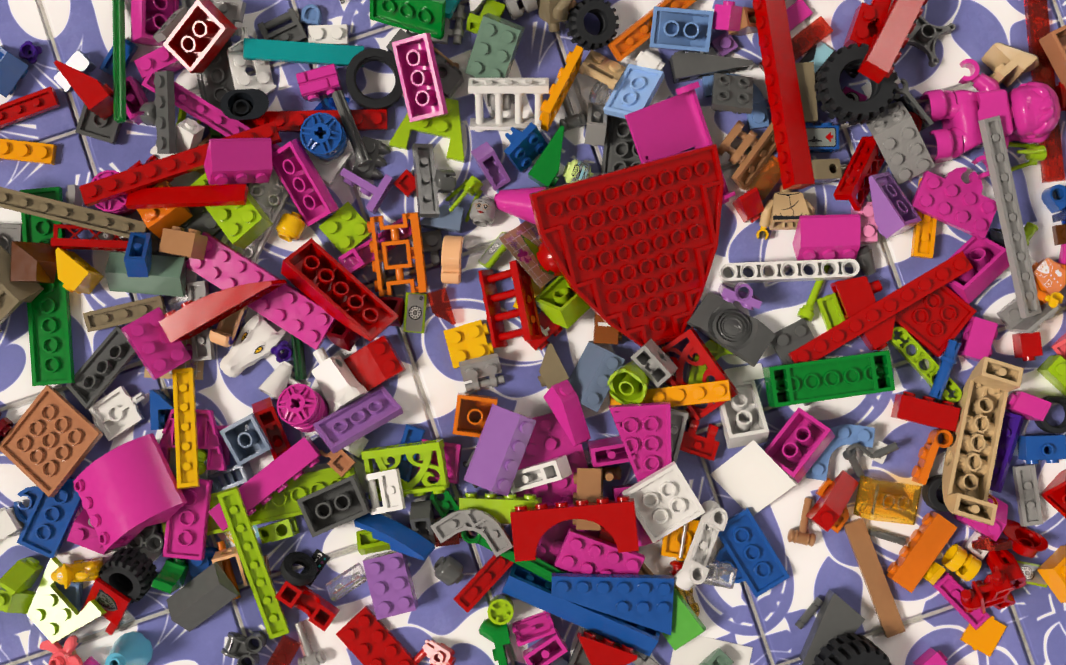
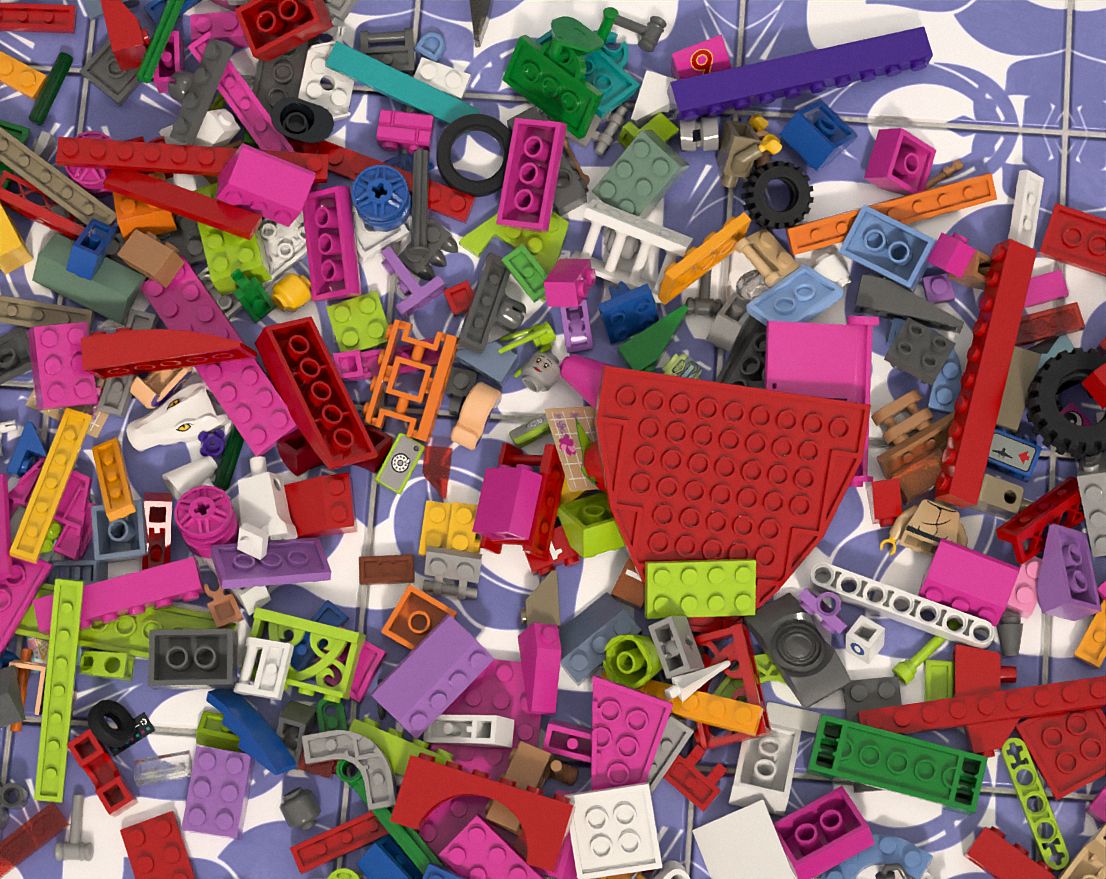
camera: 25 degrees right, 10 degrees down
(61, 152) = (51, 88): none -> dark green axle
(226, 407) = (113, 479): none -> light orange plate
(265, 241) = (252, 296): none -> green plate
(339, 410) = (252, 541): none -> white plate
(436, 388) = (386, 569): none -> copper plate
(446, 147) = (526, 272): none -> bright green plate
(477, 143) = (569, 282): none -> dark pink brick
(500, 311) = (507, 502): none -> dark pink brick
(652, 315) = (700, 588): none -> lime plate
(672, 384) = (688, 683): none -> white piece
(773, 303) = (865, 639): none -> white brick
(945, 368) = (1059, 815): blue pin -> none

